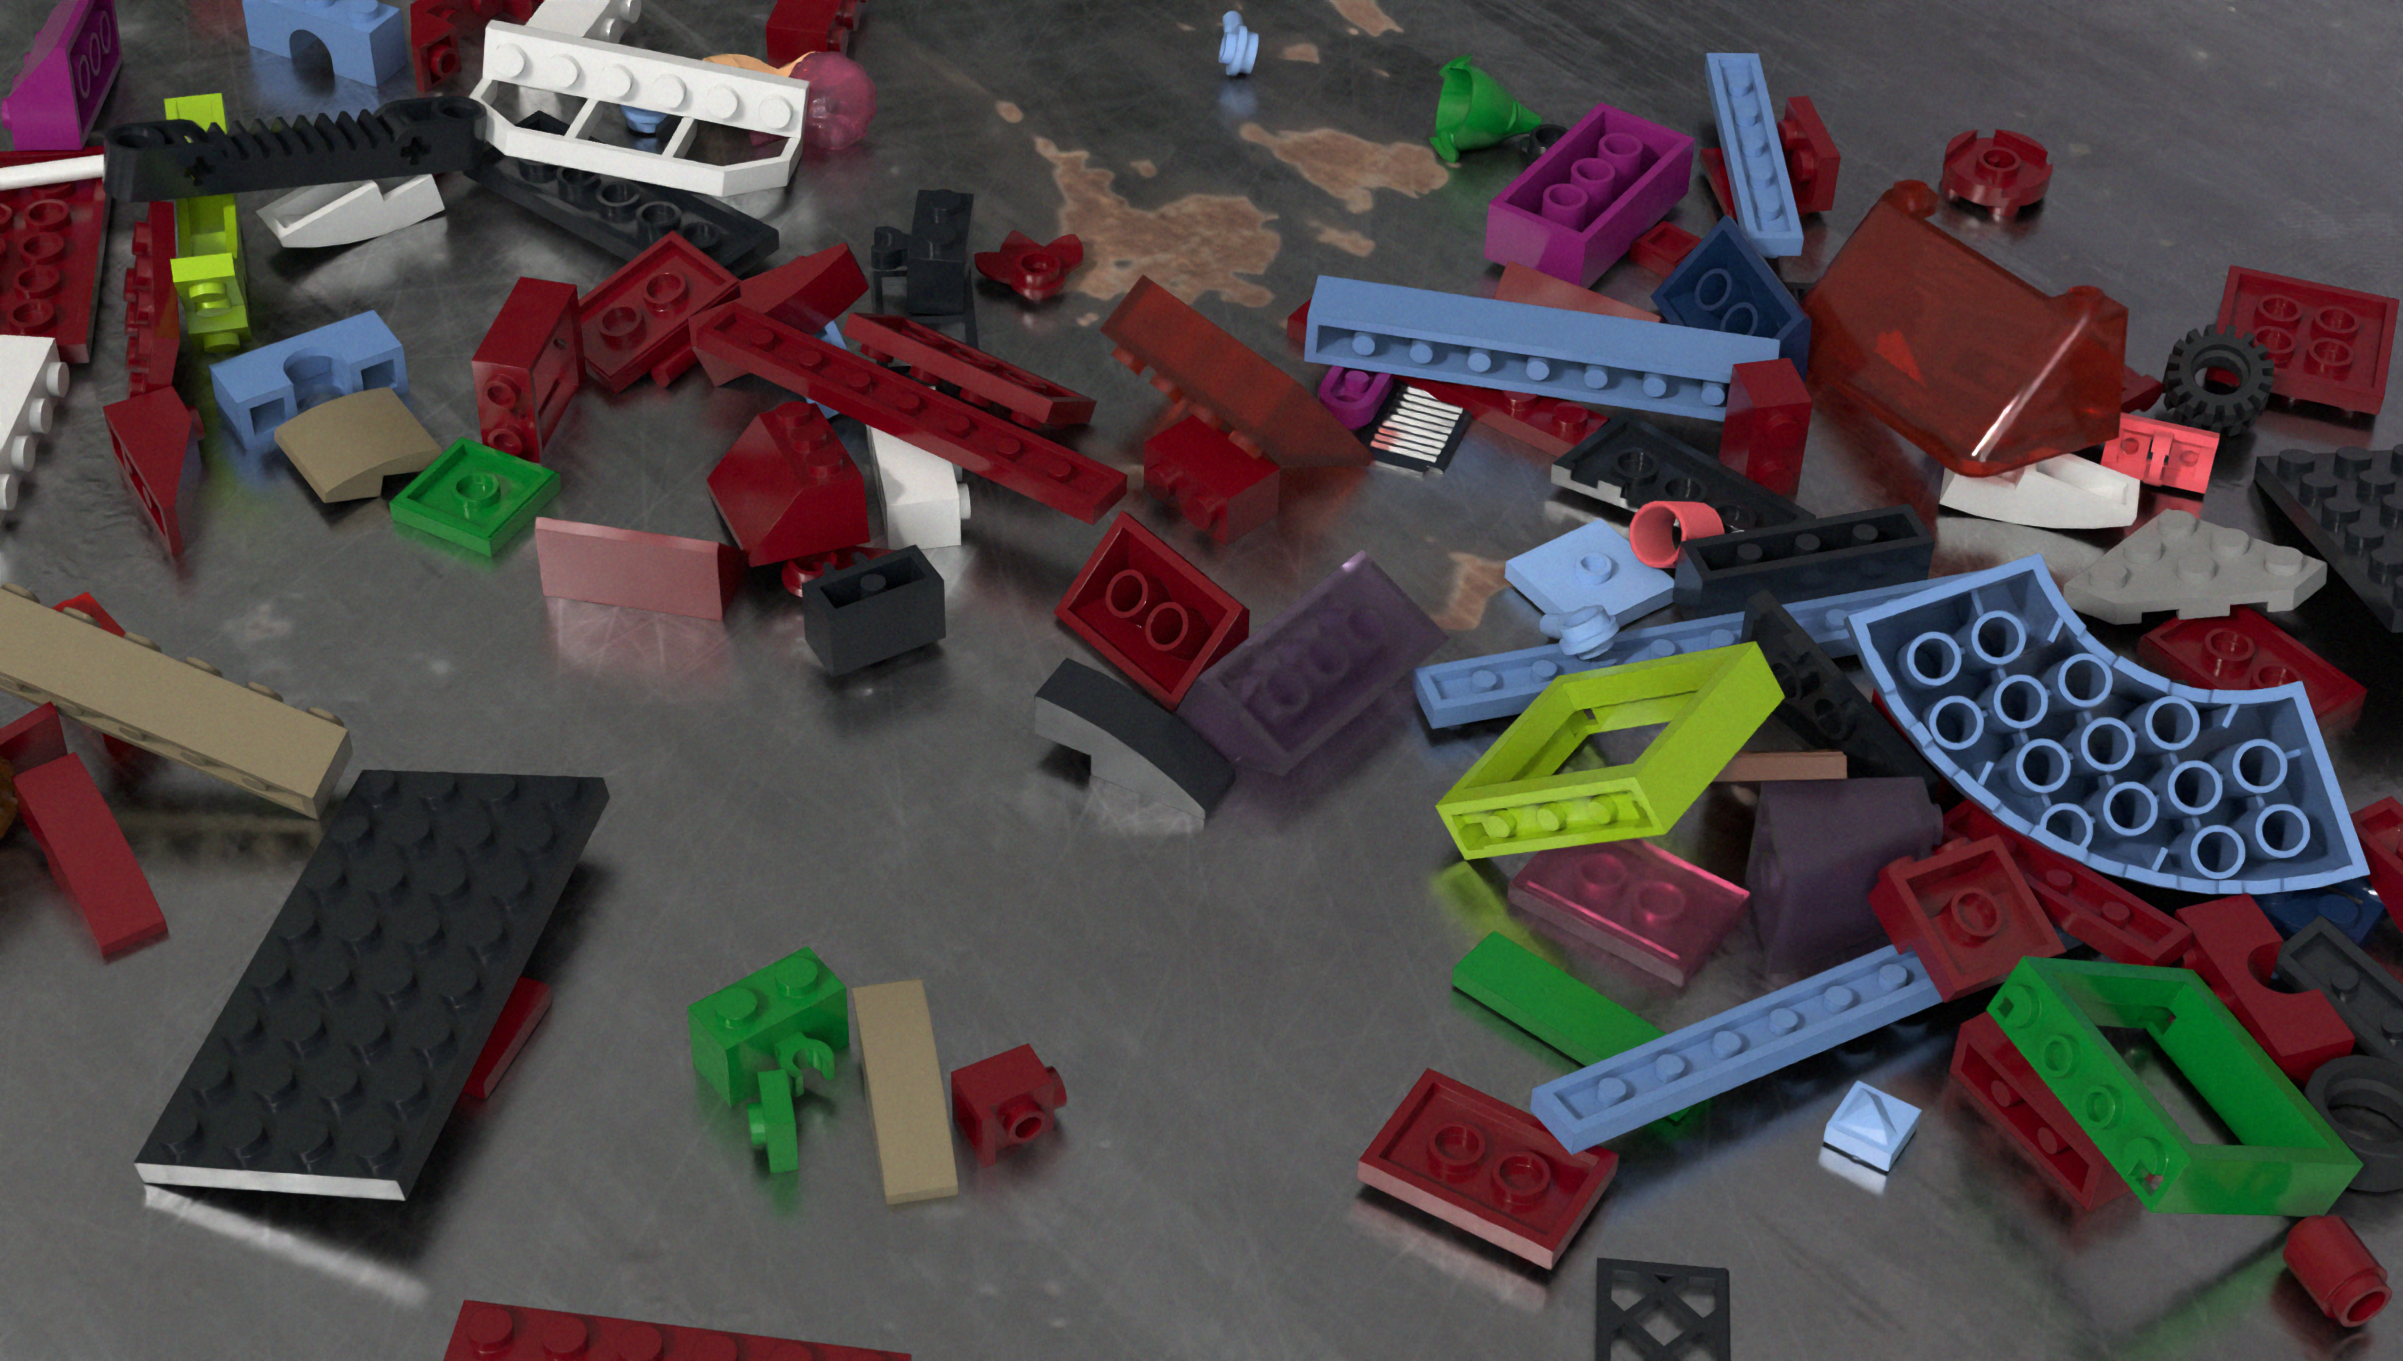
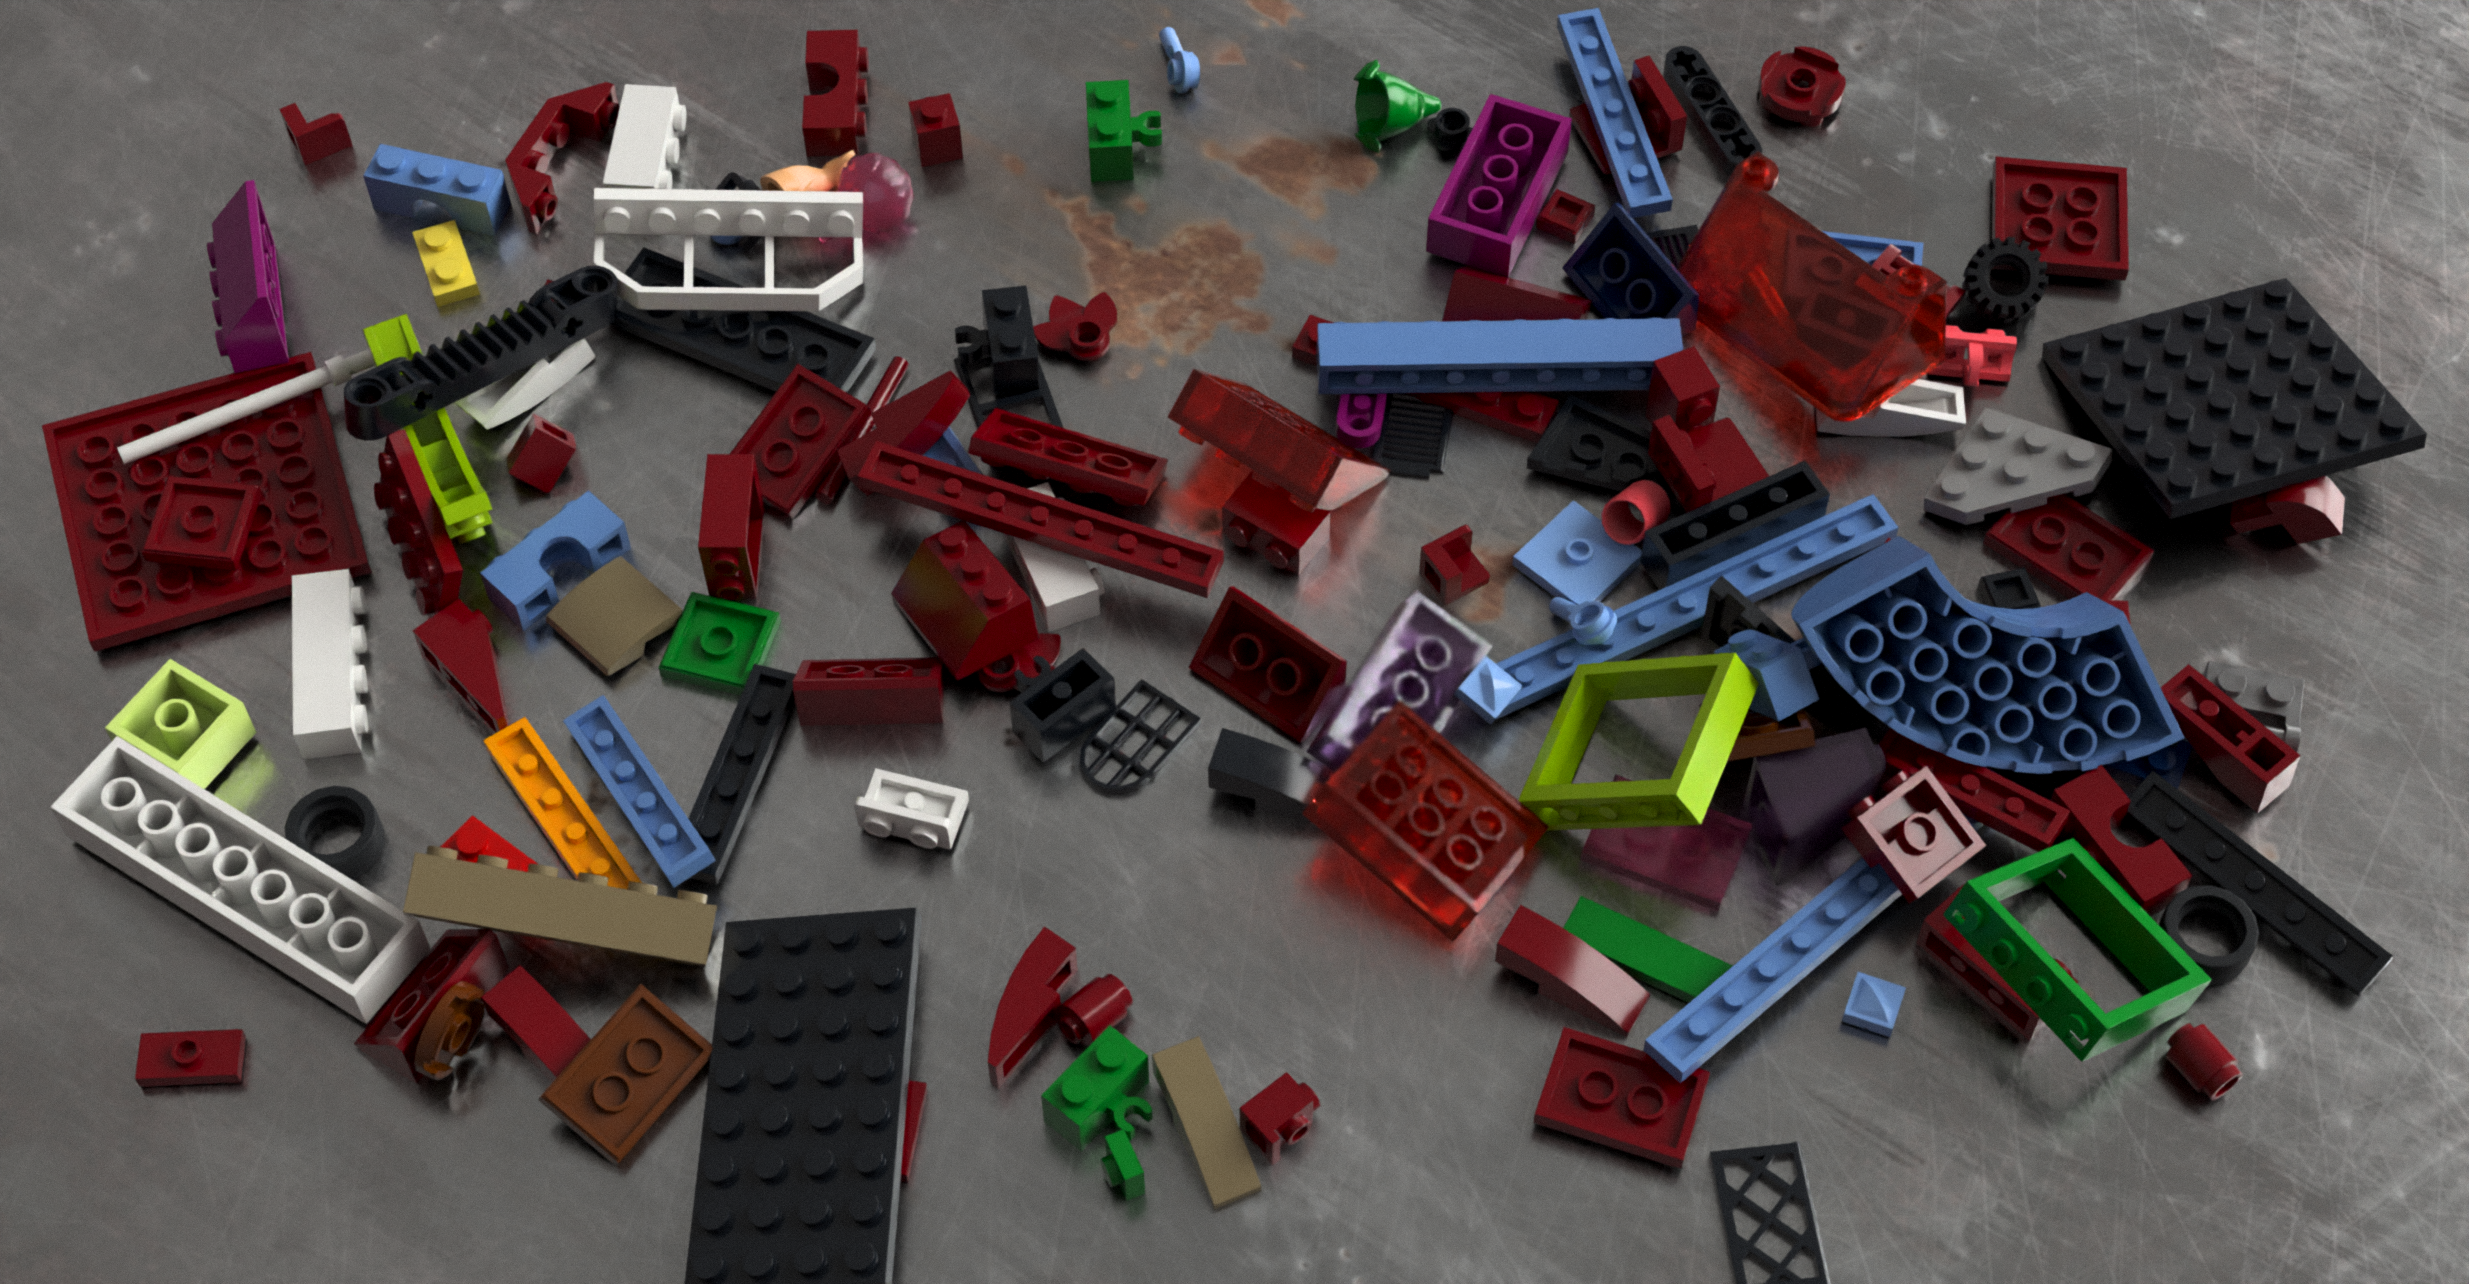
camera: 10 degrees left, 15 degrees up
(164, 906) = (627, 1075): none -> reddish brown tile
(200, 600) = (557, 805): none -> light orange plate
(307, 89) = (446, 263): none -> light yellow plate
(308, 613) = (639, 791): none -> medium blue plate
(336, 277) = (541, 453): none -> dark red panel
(433, 626) = (741, 764): none -> black plate
(643, 692) = (911, 809): none -> white bracket
(715, 921) = (1029, 1003): none -> dark red slope
(814, 925) = (1093, 1009): none -> dark red brick
(915, 719) = (1133, 722): none -> black window
(924, 56) = (935, 130): none -> dark red brick
(1136, 85) = (1114, 130): none -> green brick
(1301, 799) = (1425, 820): none -> clear red slope
(1422, 556) = (1451, 566): none -> dark red panel
(1429, 679) = (1488, 690): none -> light blue tile
(1455, 1008) = (1571, 971): none -> dark red slope
(1773, 491) = (1703, 462): none -> dark red bracket
(1817, 705) = (1780, 670): none -> medium blue brick
(1861, 143) = (1706, 113): none -> black beam

